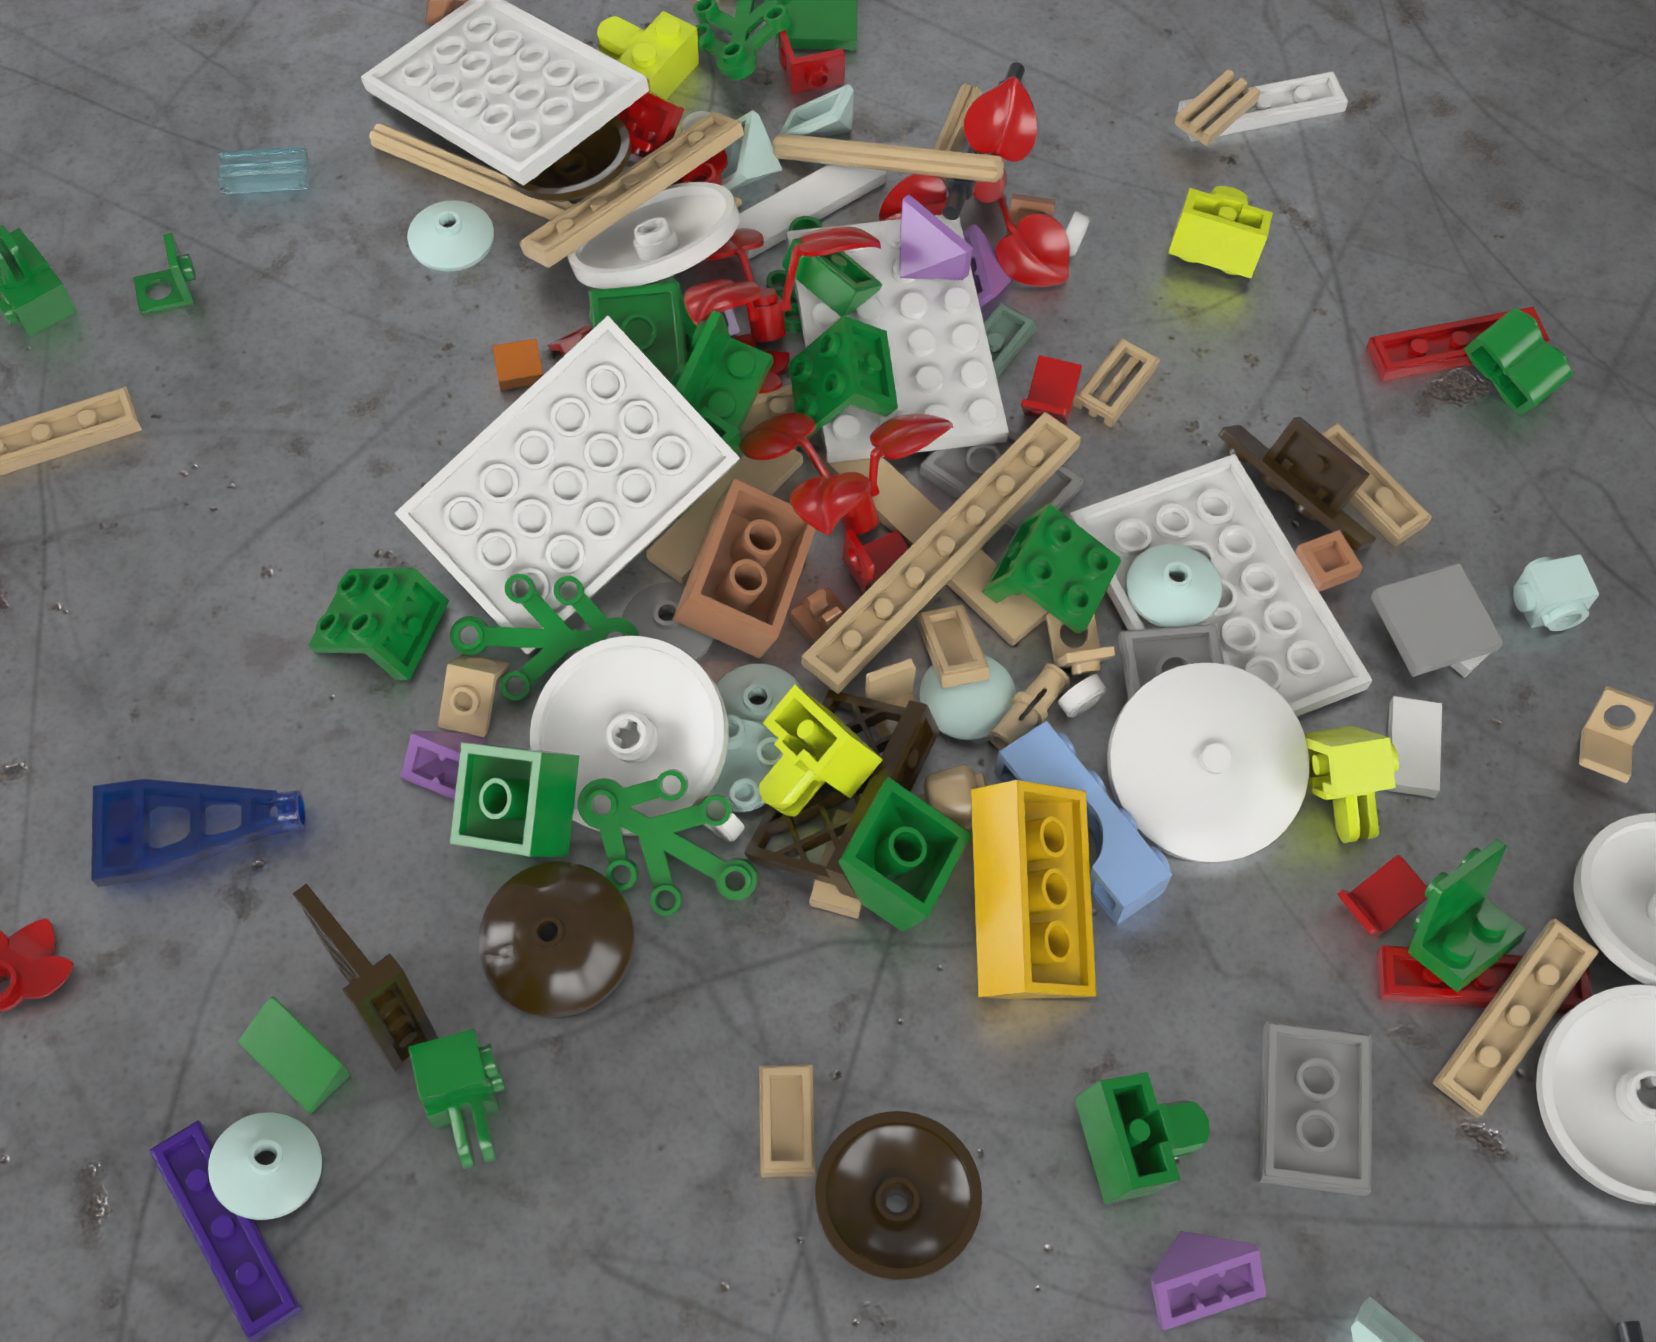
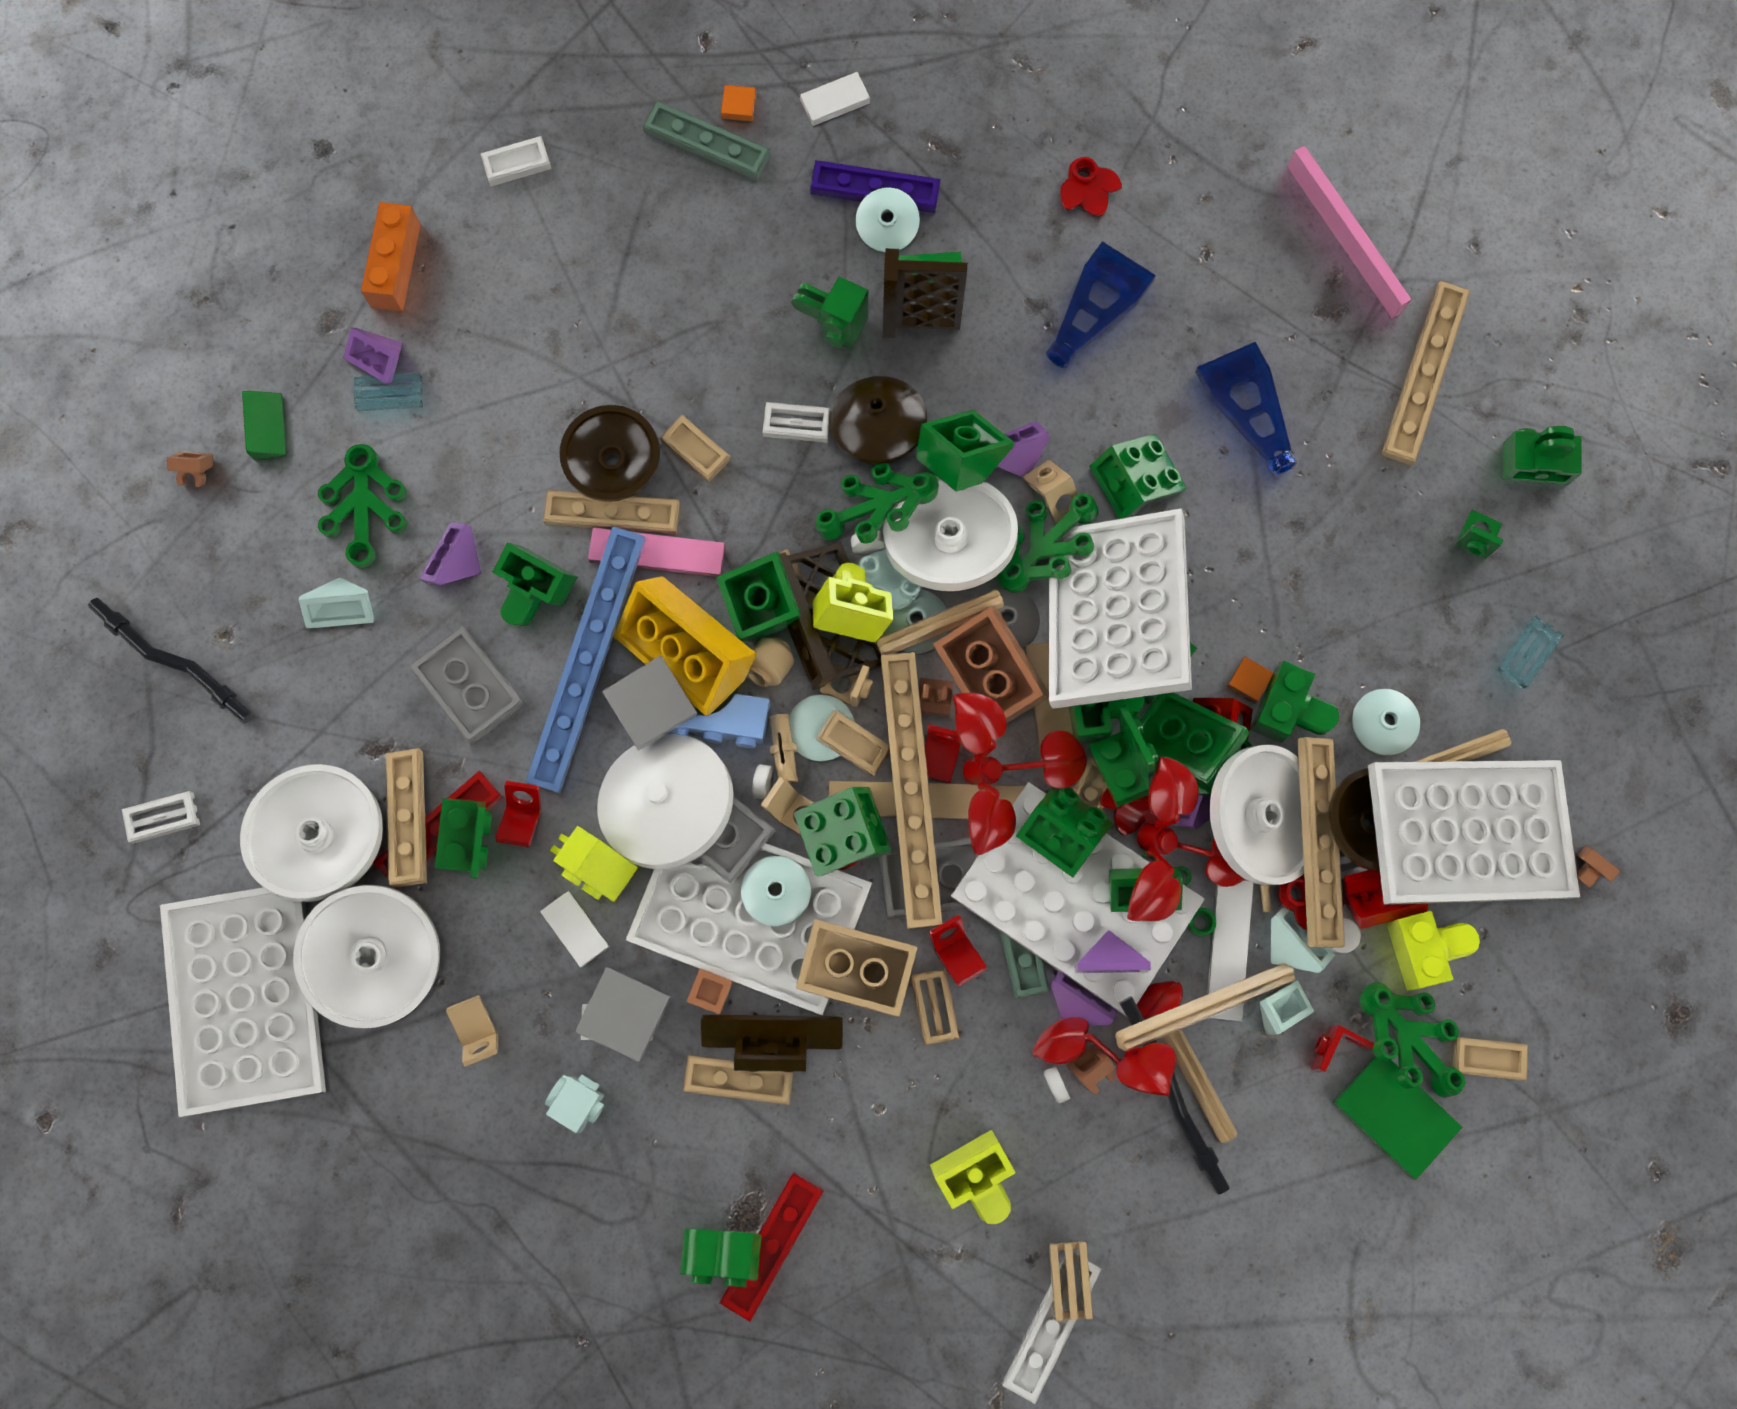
camera: 135 degrees right, 15 degrees up
(164, 624) = (1238, 369): none -> clear blue plate
(516, 303) = (1289, 704): none -> green brick
(668, 1067) = (796, 434): none -> white tile
(740, 662) = (938, 623): none -> tan axle
(955, 1043) = (669, 553): none -> bright pink tile
(1007, 1197) = (630, 514): none -> tan tile
(1134, 859) = (649, 703): none -> light grey tile
(1147, 992) = (586, 660): none -> medium blue plate
(1161, 444) = (857, 968): none -> tan slope

